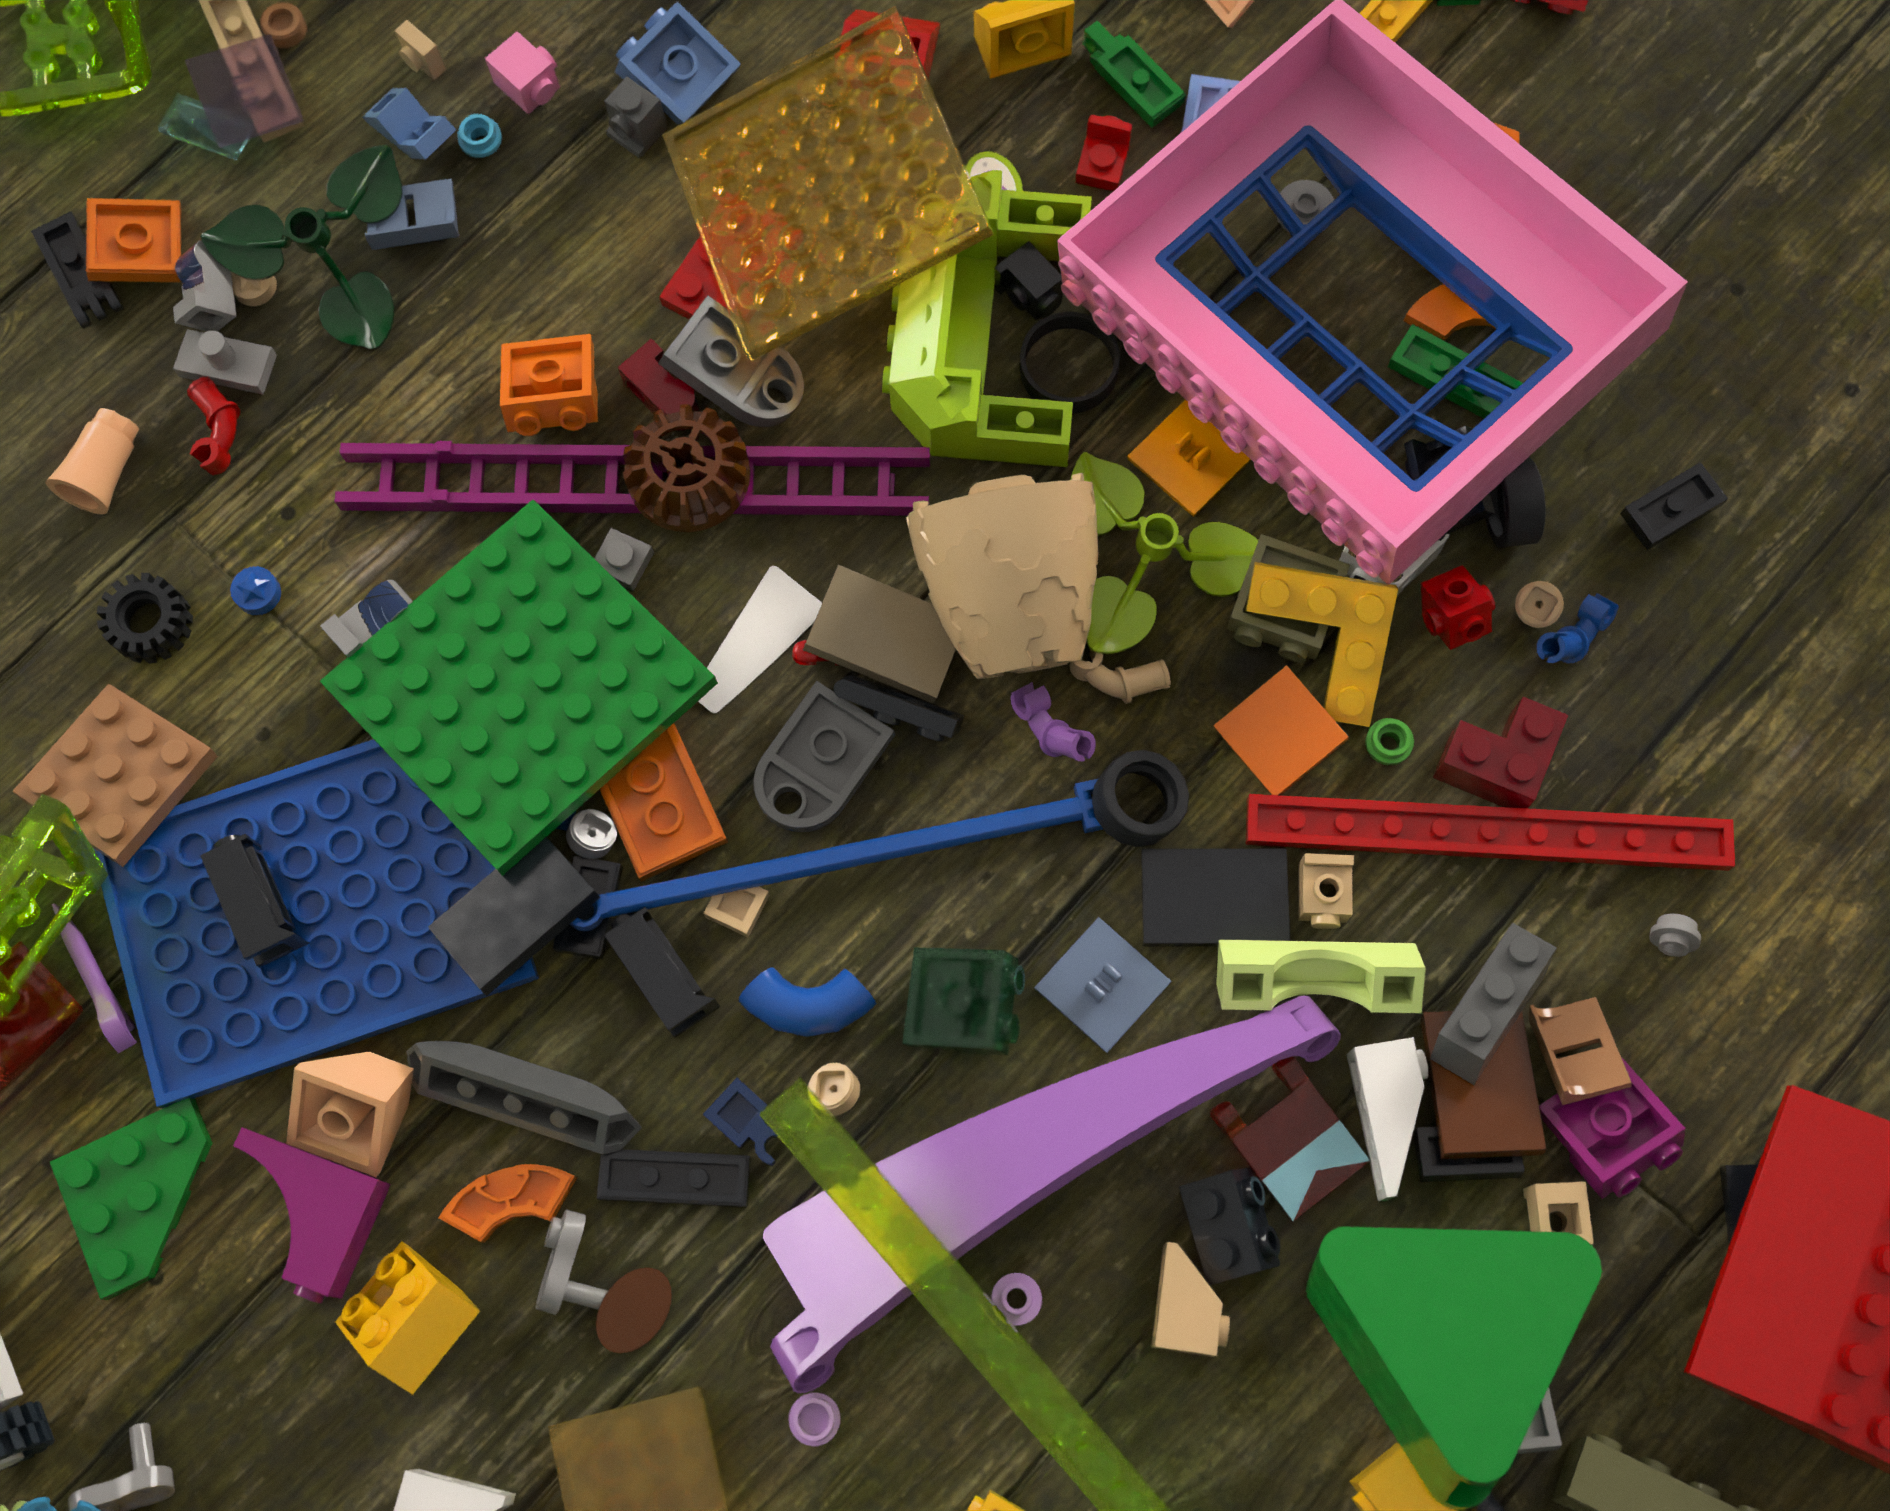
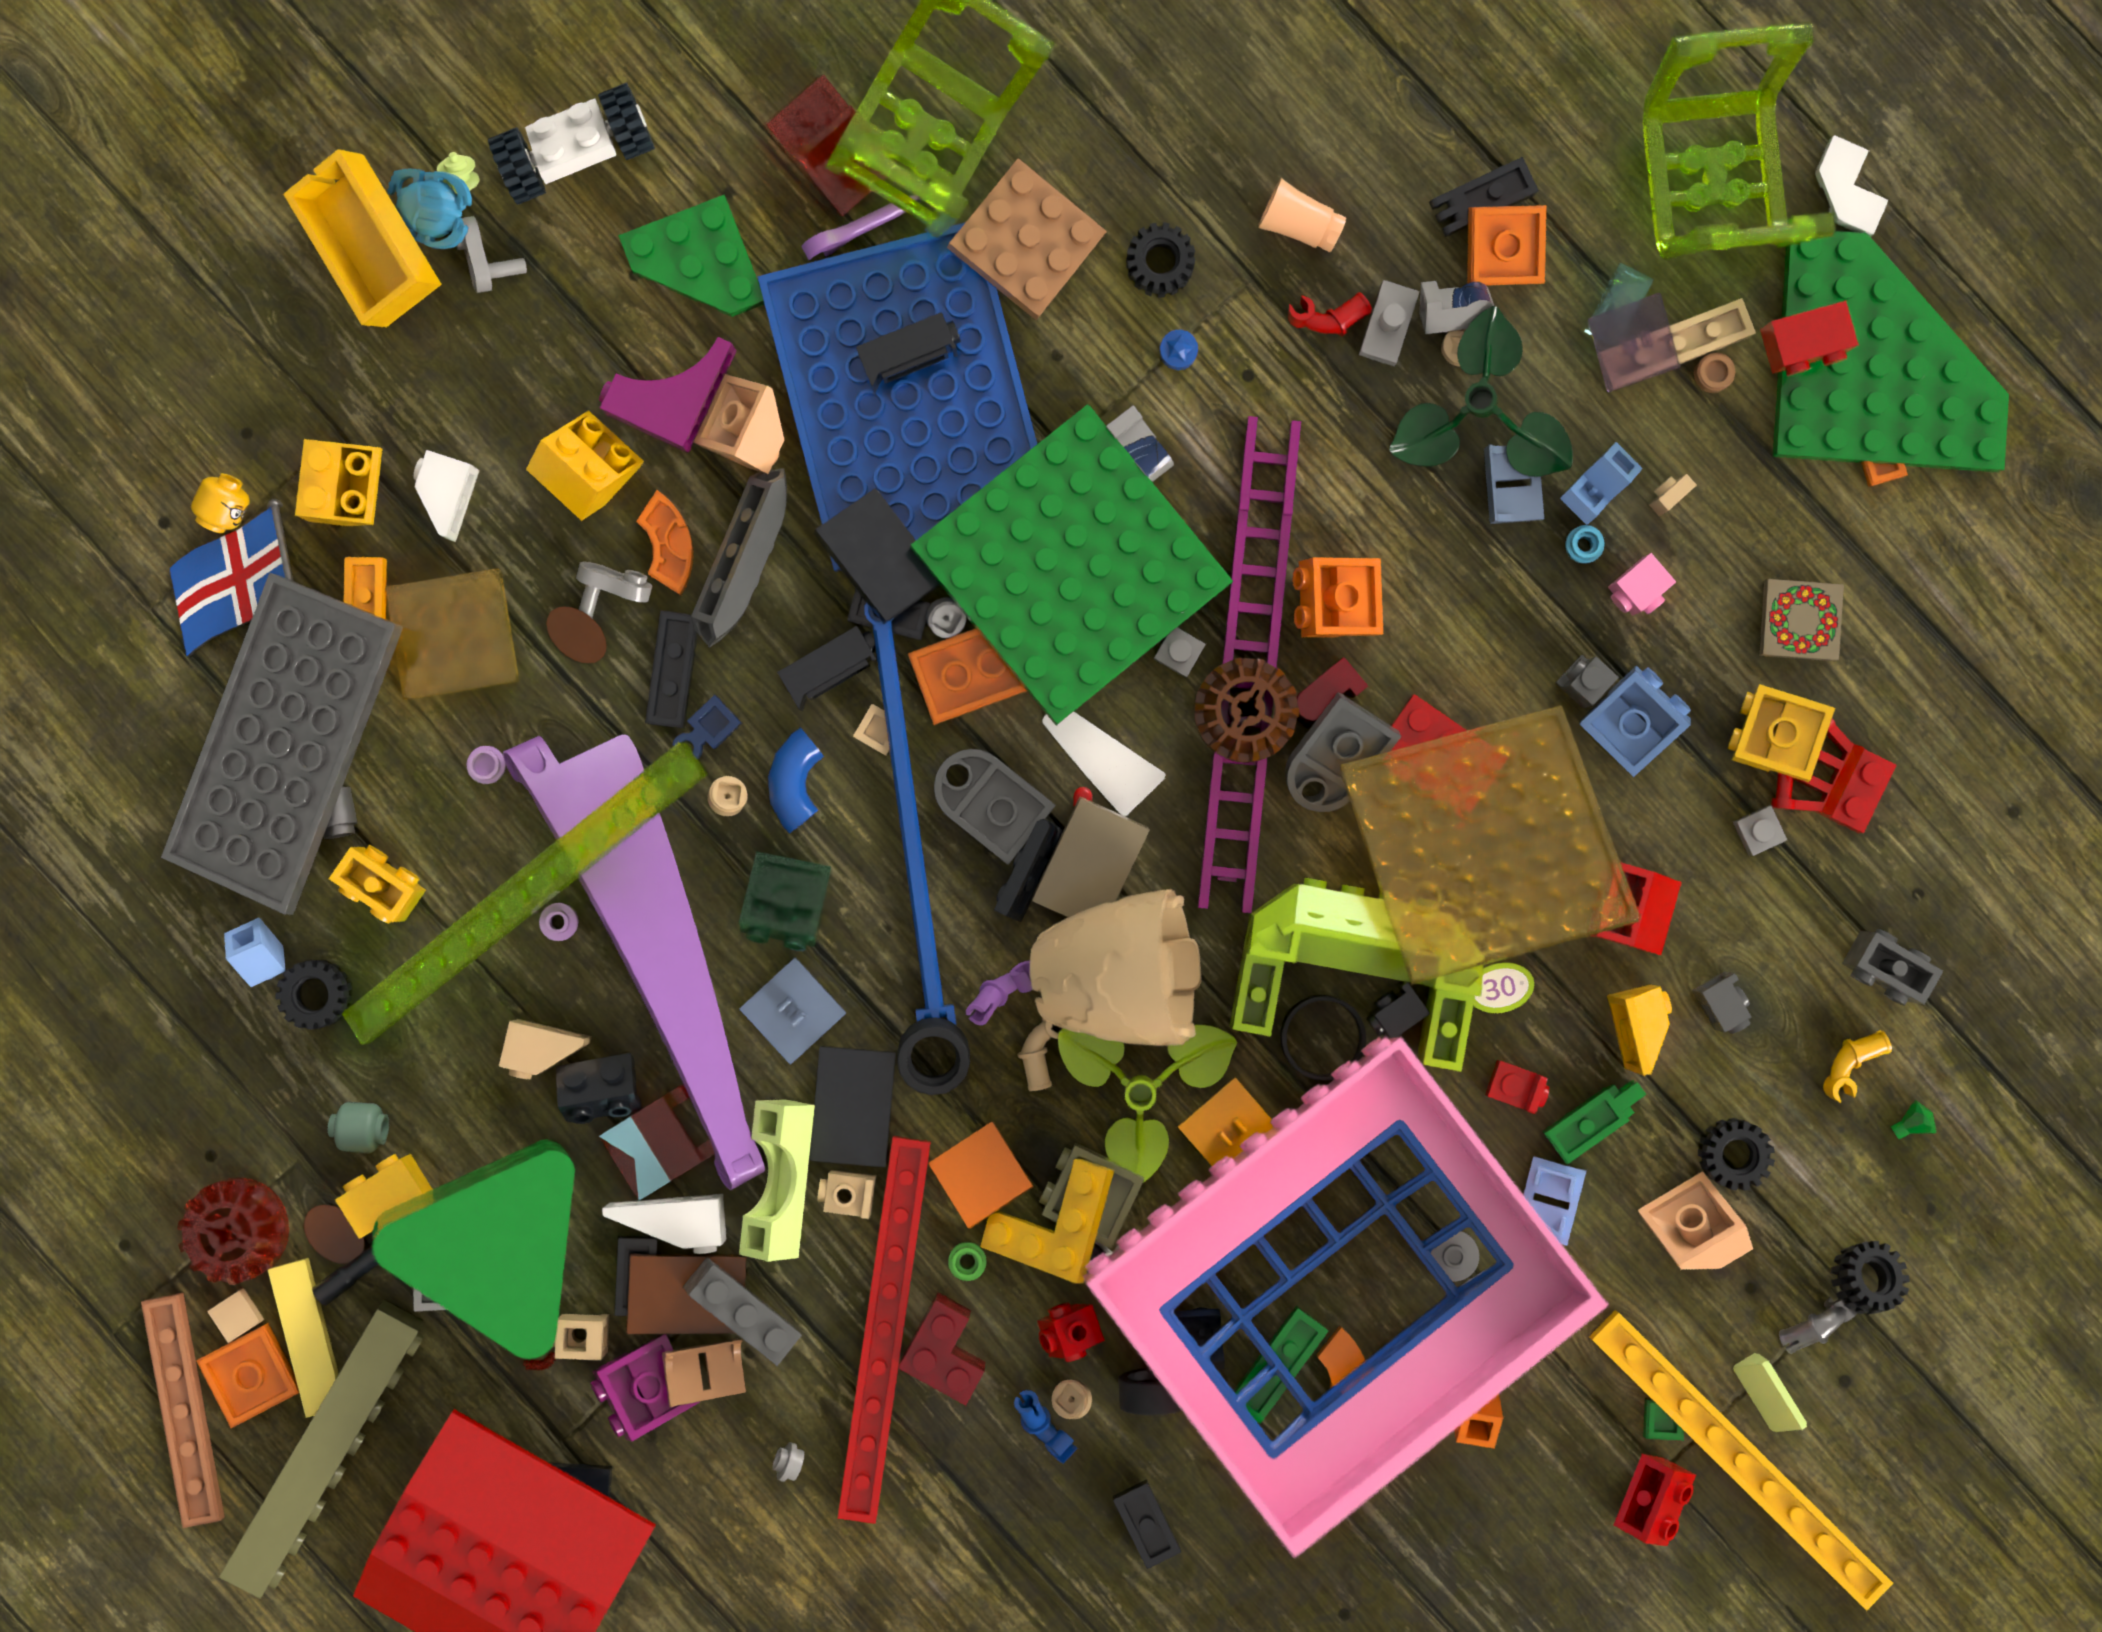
camera: 90 degrees right, 15 degrees up
(1606, 1275) = (542, 1363): none -> clear red leg

